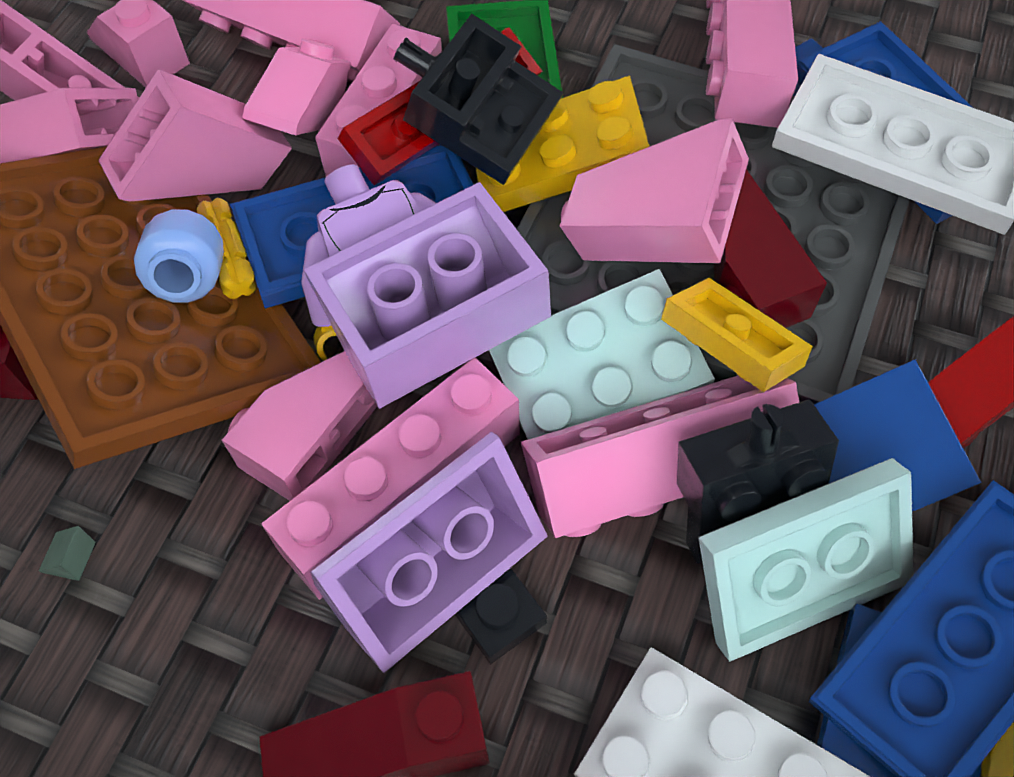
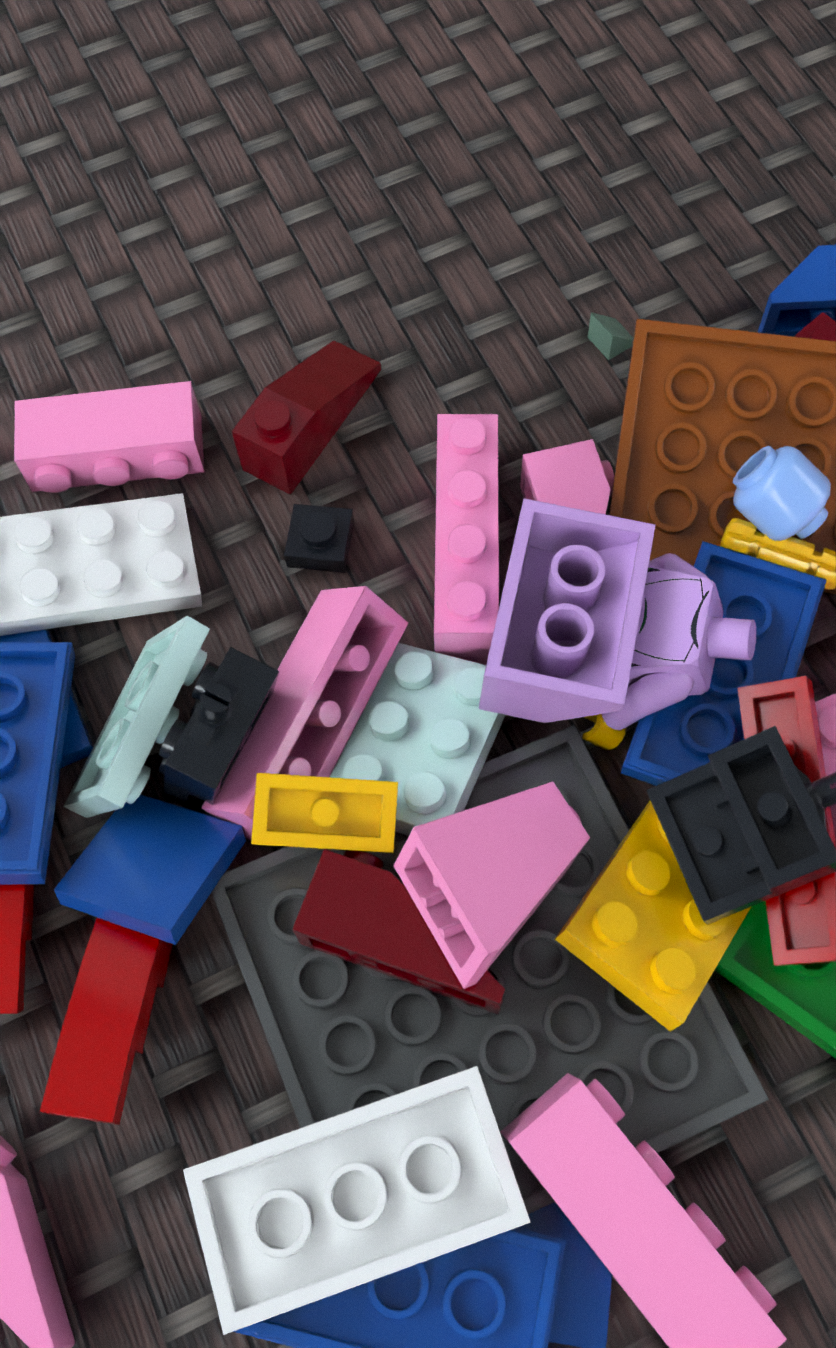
camera: 135 degrees right, 5 degrees up
(431, 553) = (385, 497): lavender slope -> none

